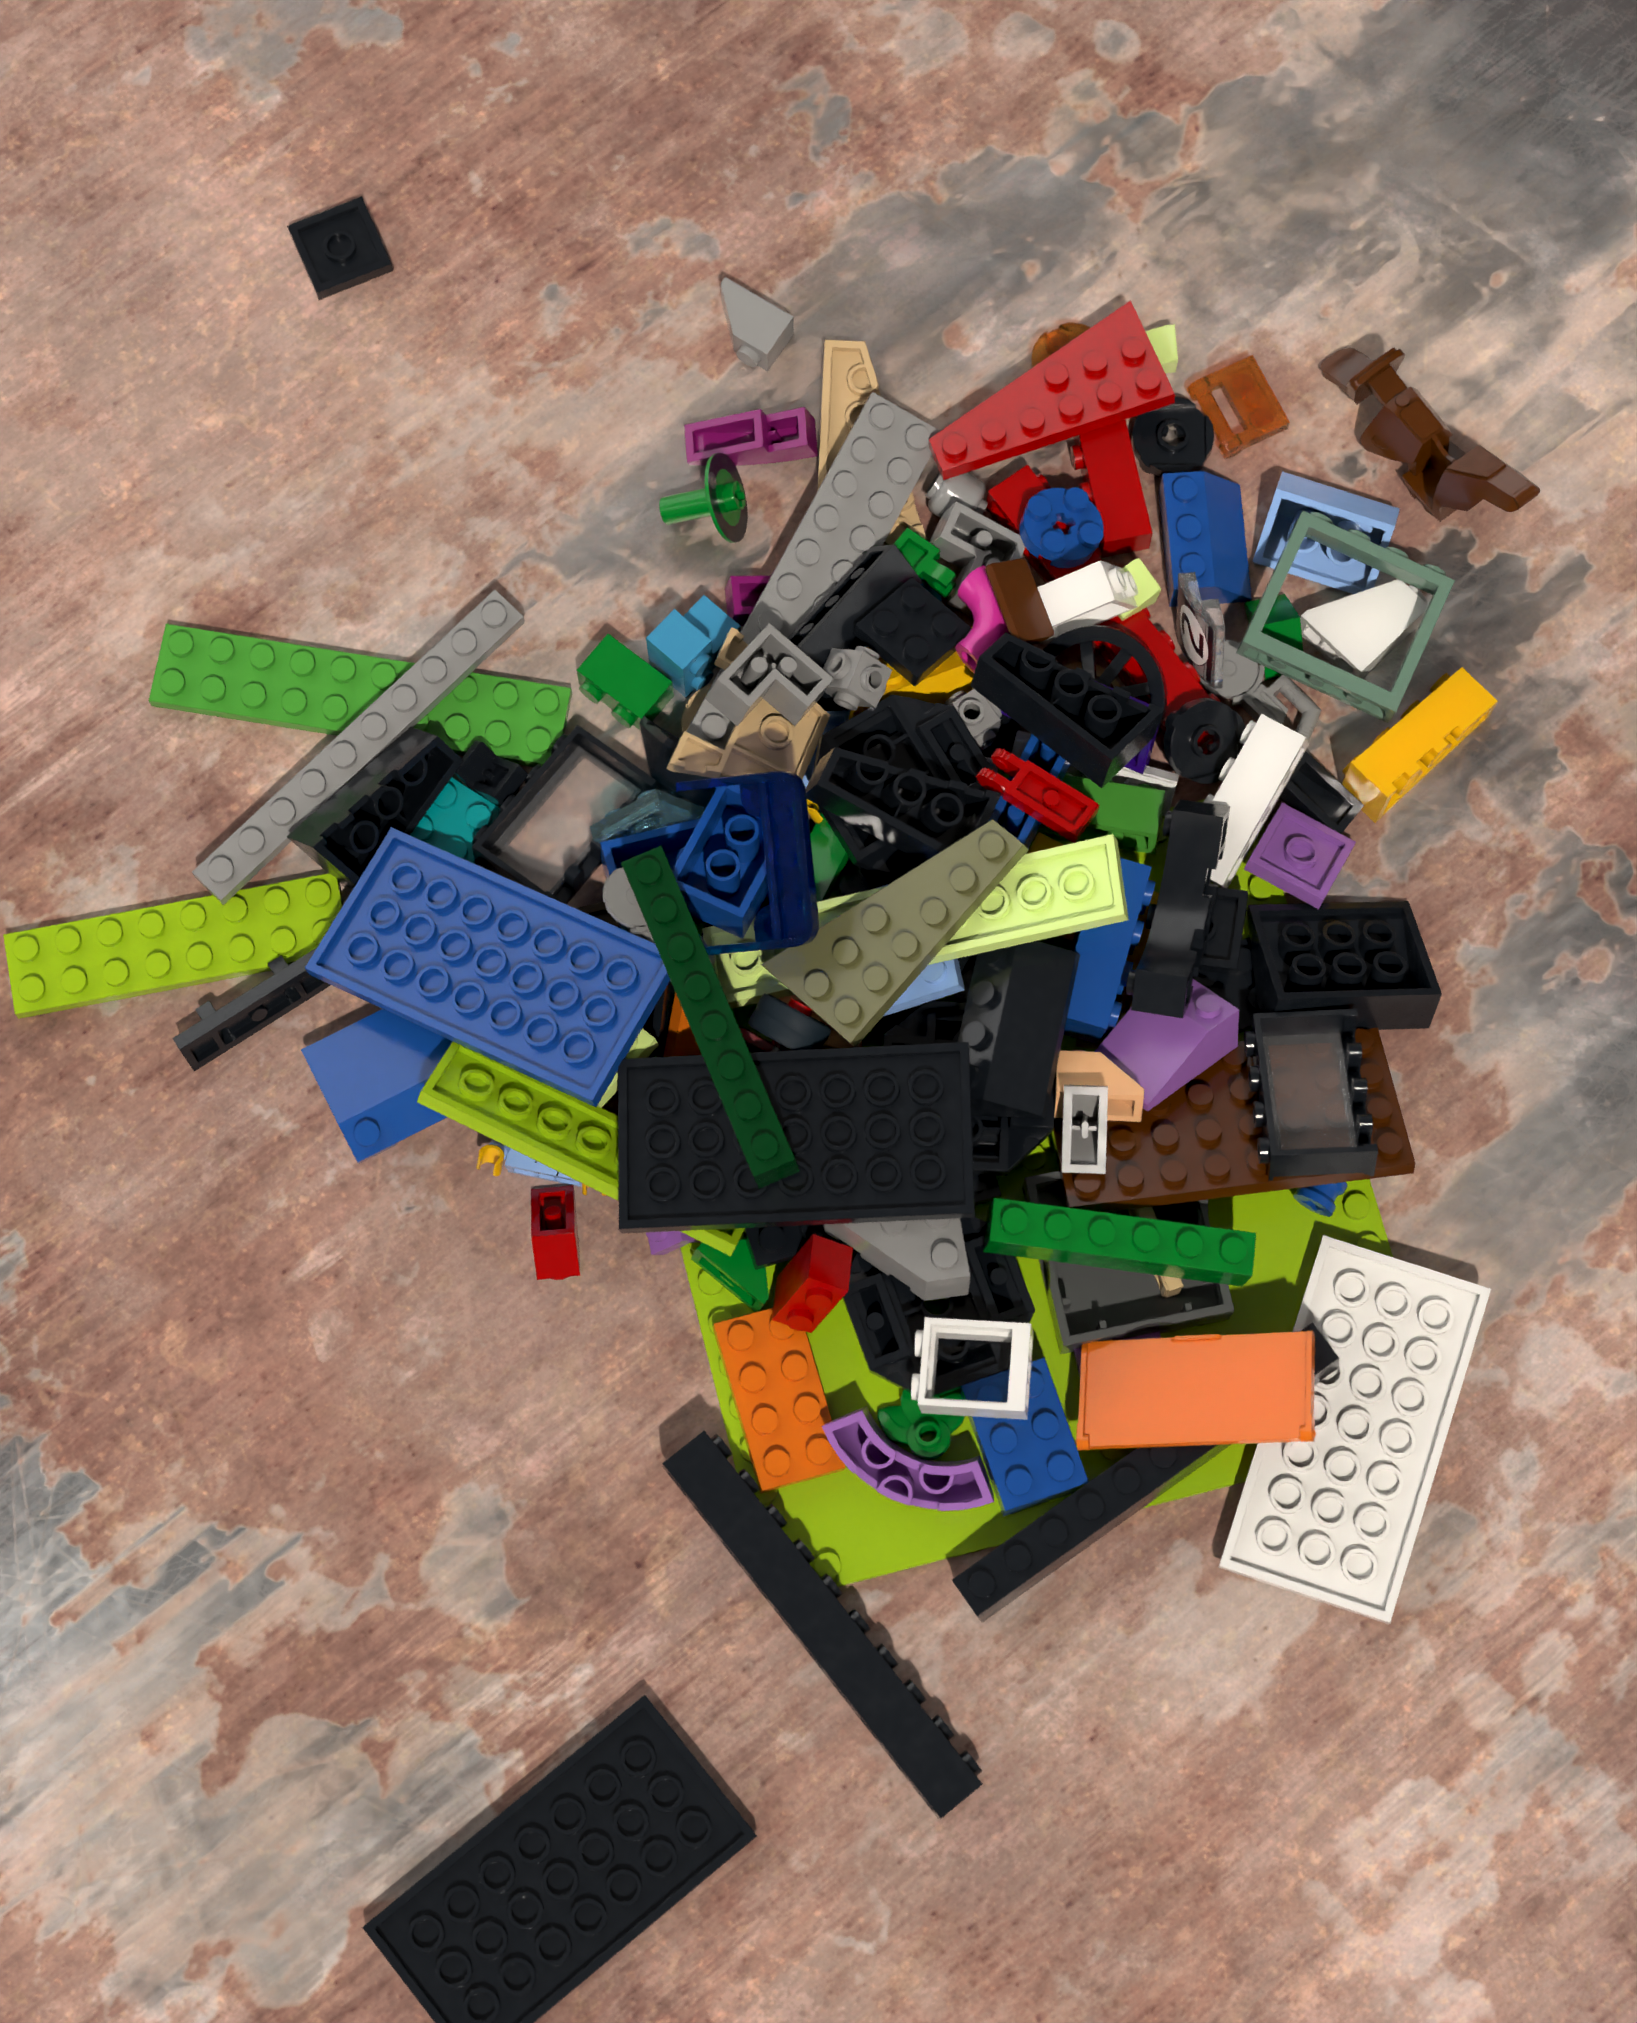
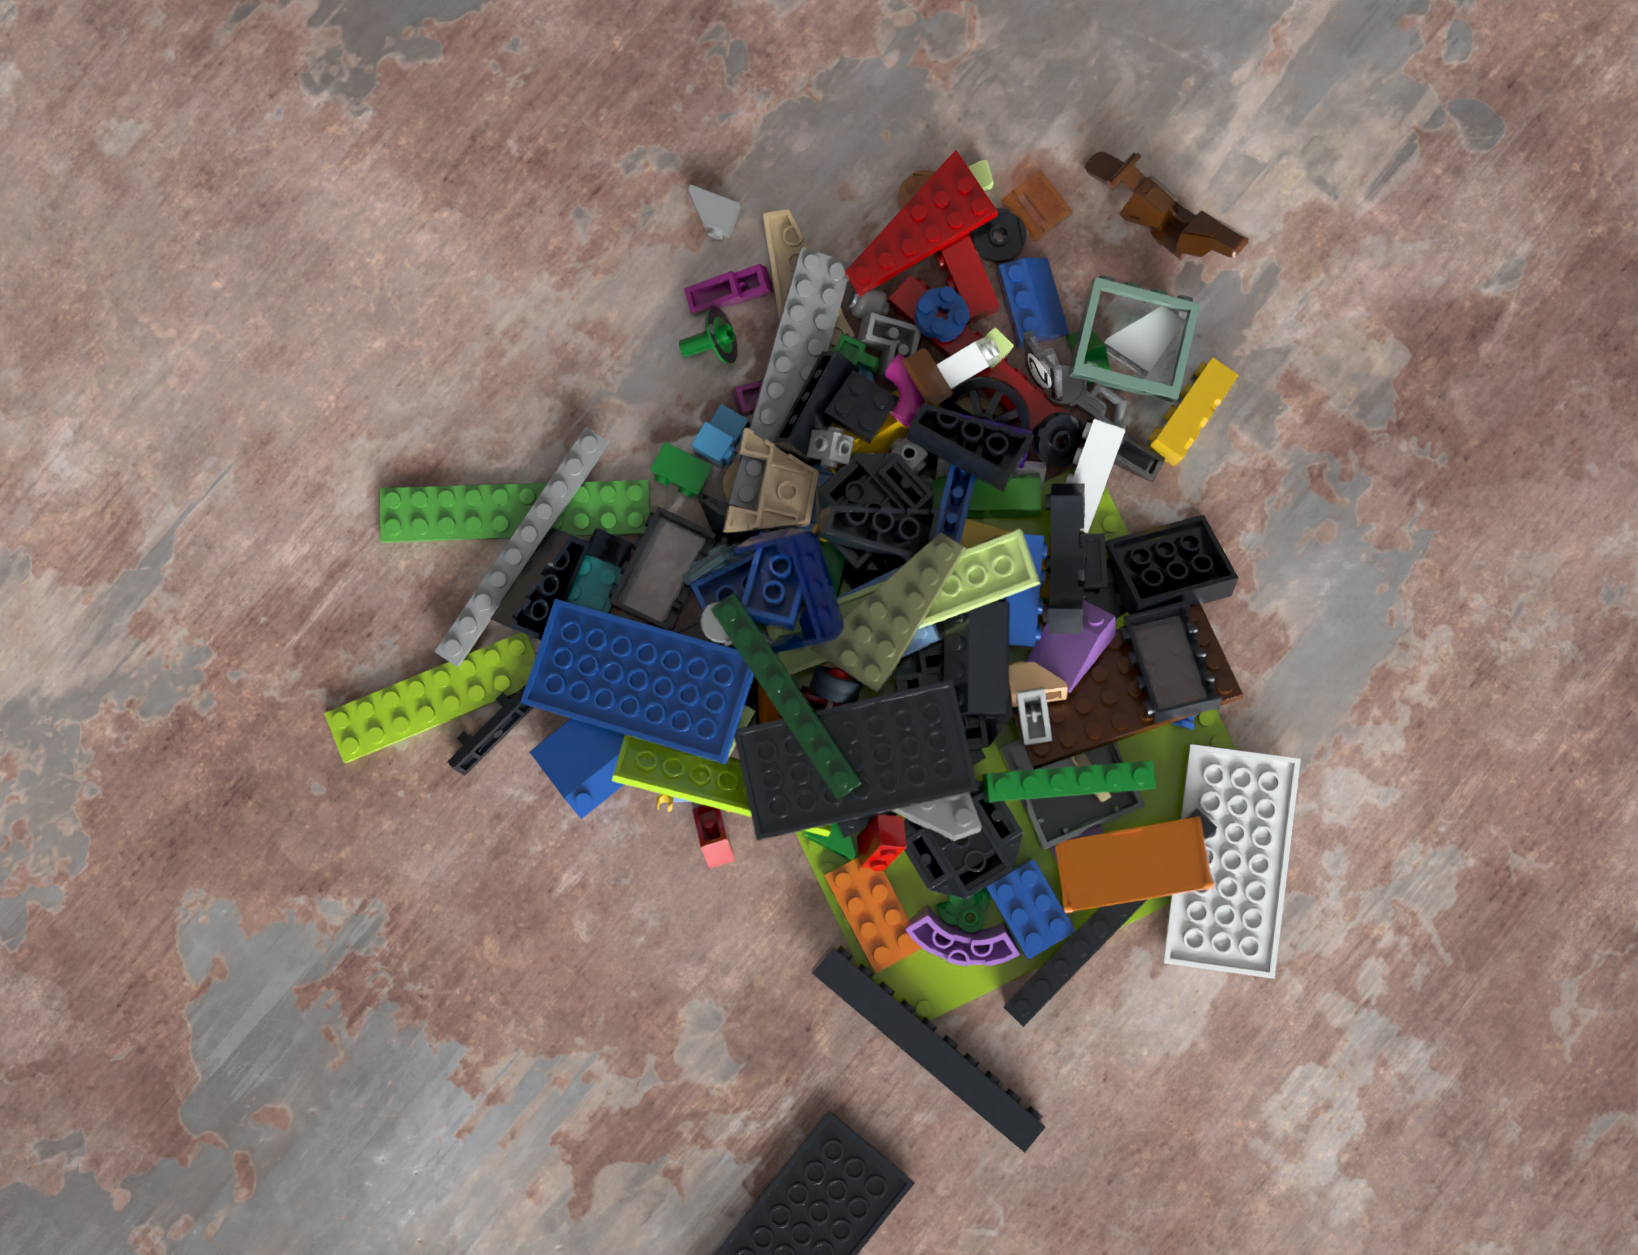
camera: 10 degrees left, 10 degrees up
(340, 248) = (434, 210): black plate -> none
(770, 671) = (778, 455): light grey brick -> none
(1020, 1367) = (961, 871): white window -> none
(1040, 795) = (965, 505): red hinge -> none
(1300, 855) = (1131, 500): medium lavender plate -> none
(1316, 560) = (1123, 267): light blue slope -> none

